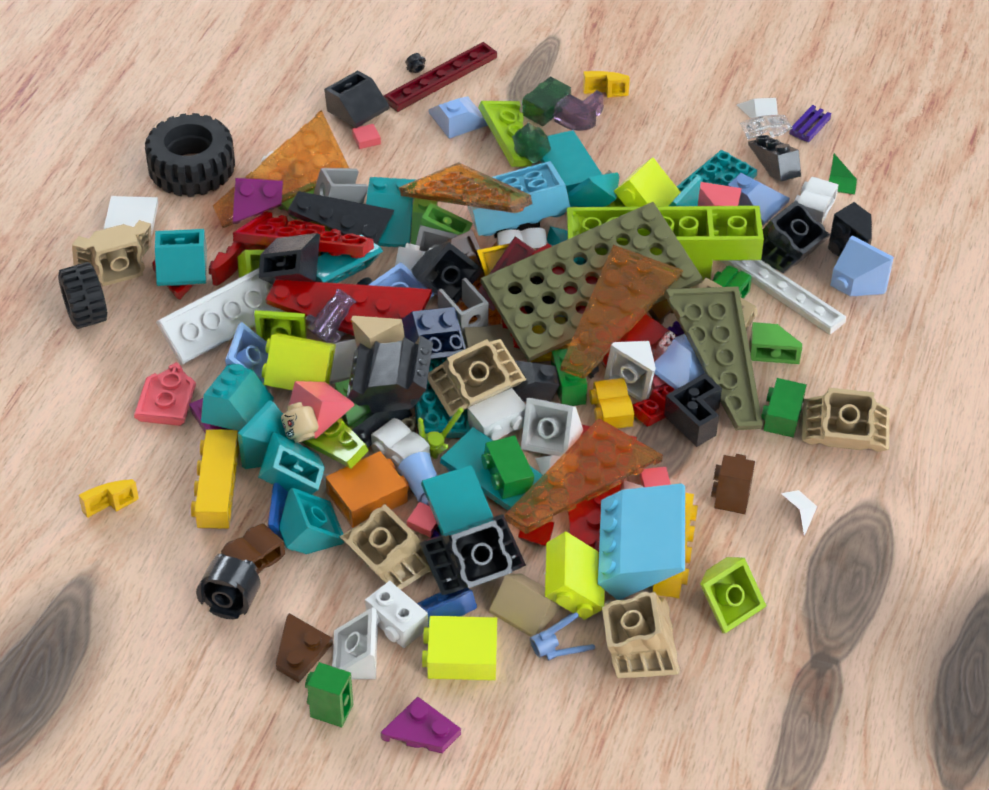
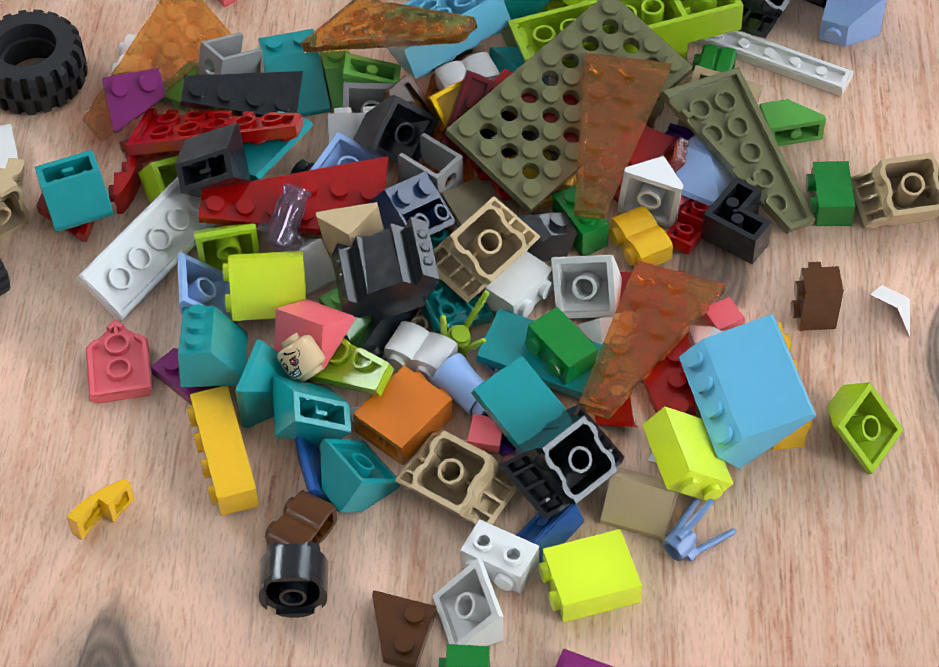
camera: 15 degrees left, 5 degrees up
(640, 636) = (785, 505): tan slope -> none

